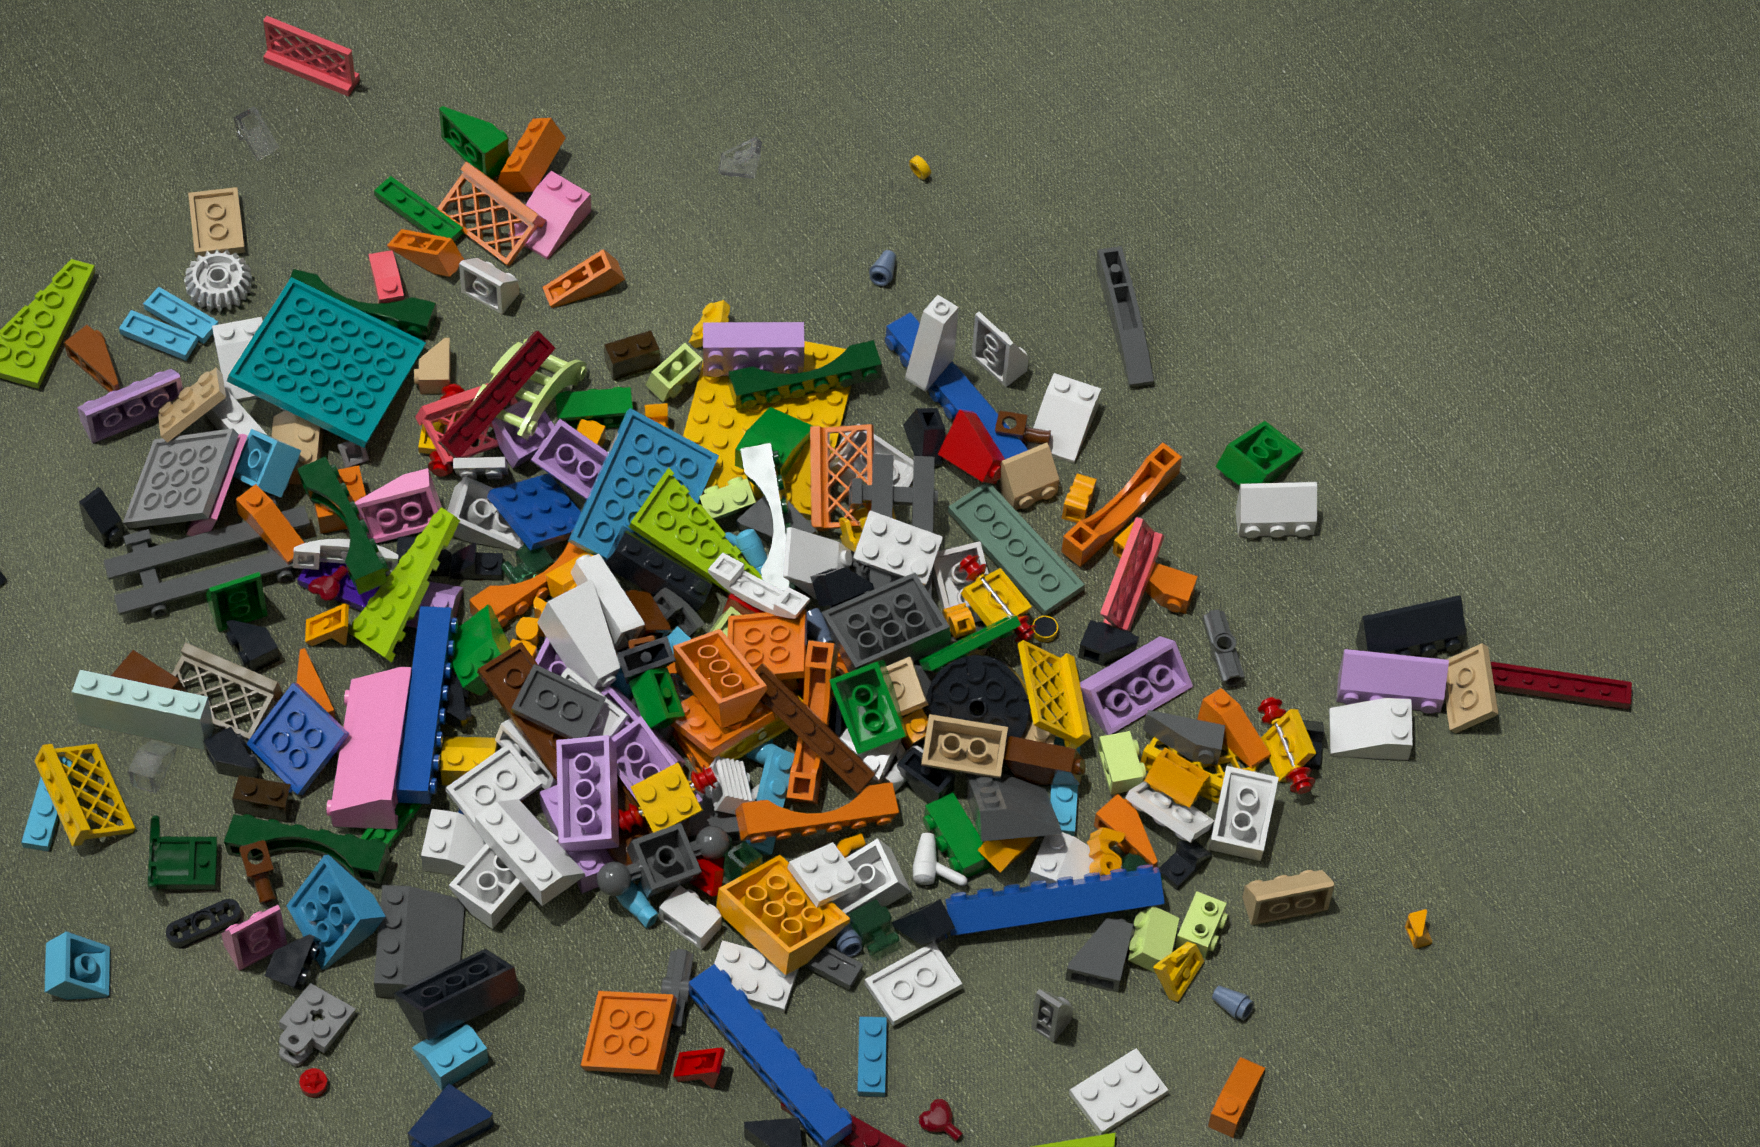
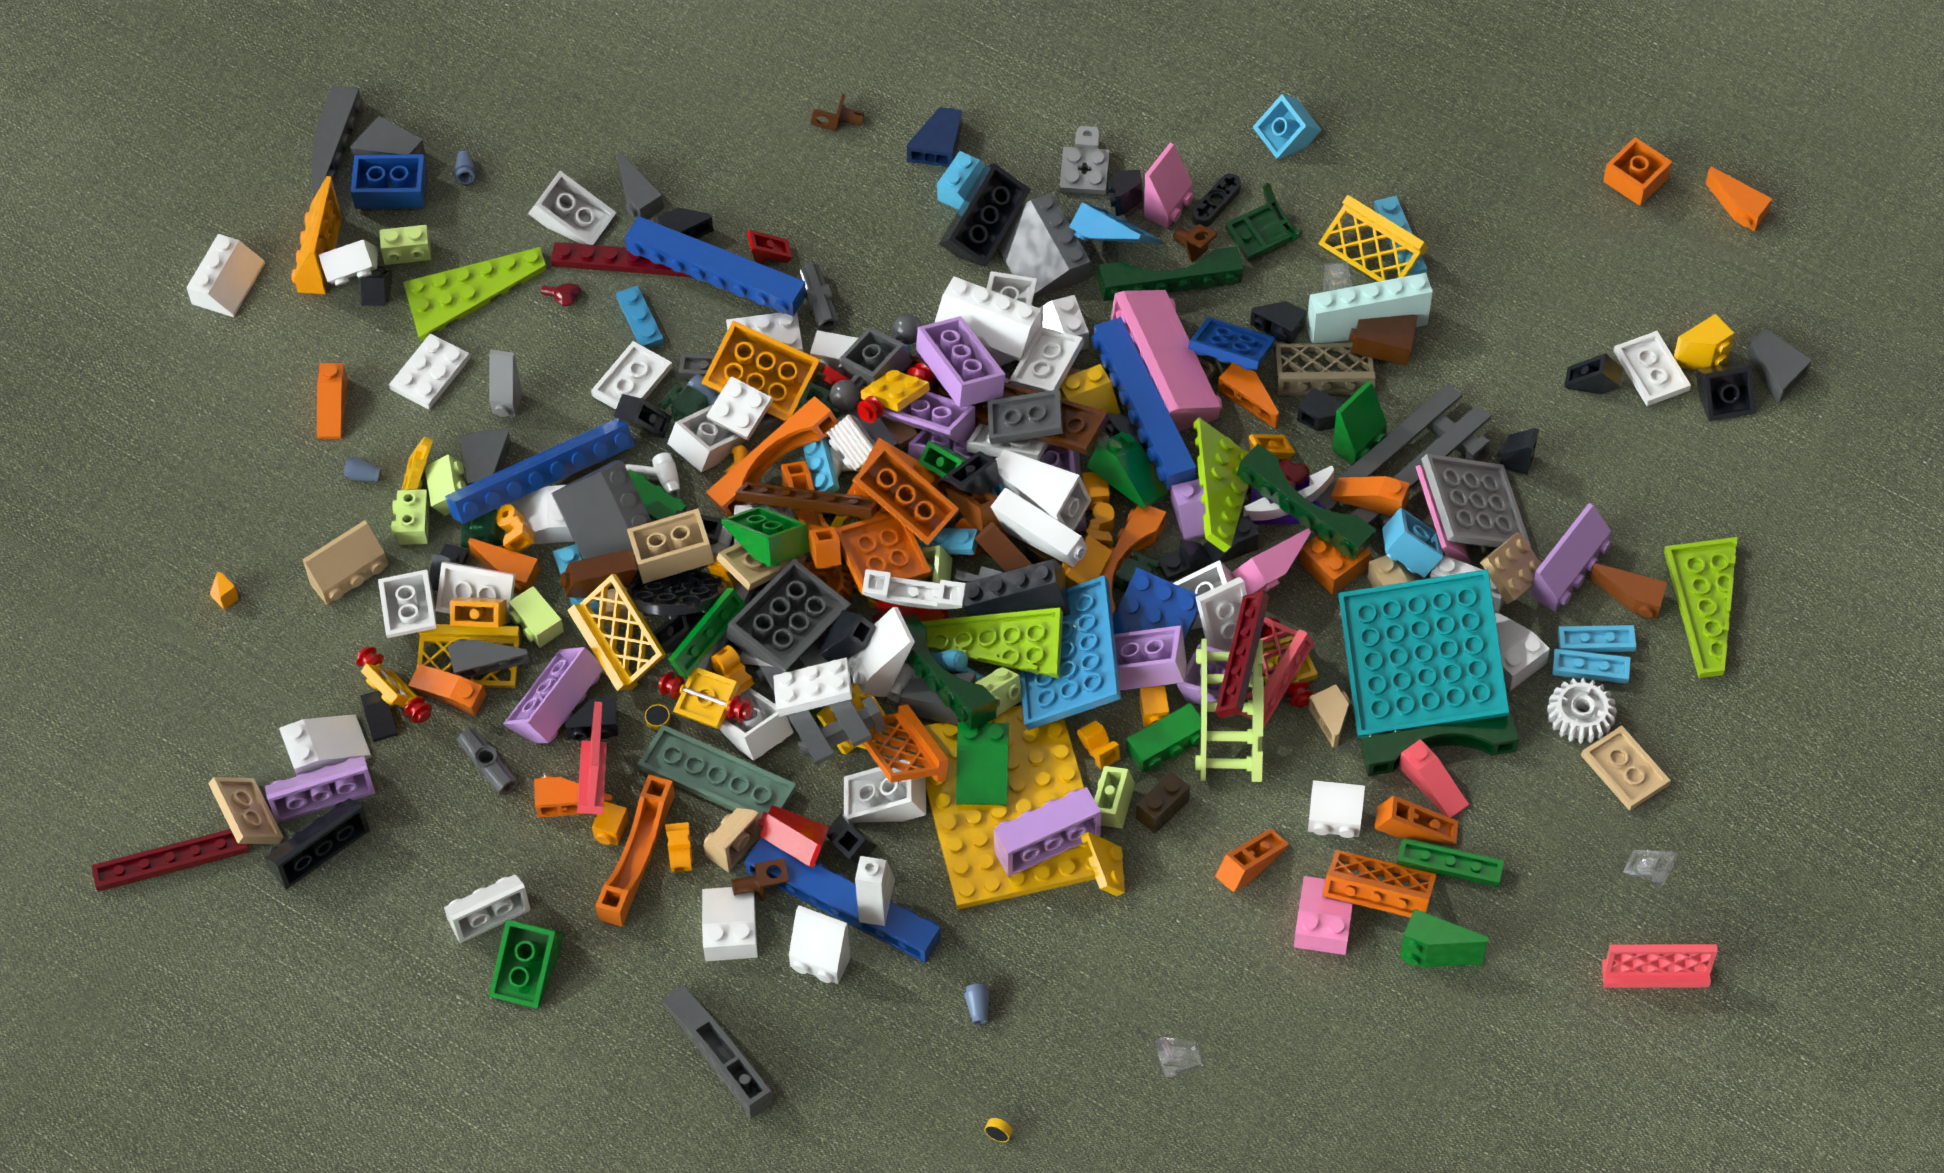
camera: 160 degrees right, 0 degrees up
(262, 798) = (1231, 297): dark brown brick -> none
(313, 1082) = (1058, 130): red tile -> none
(531, 156) = (1377, 950): orange slope -> none
(629, 1032) = (836, 244): orange plate -> none
(756, 387) = (945, 872): dark green arch -> none

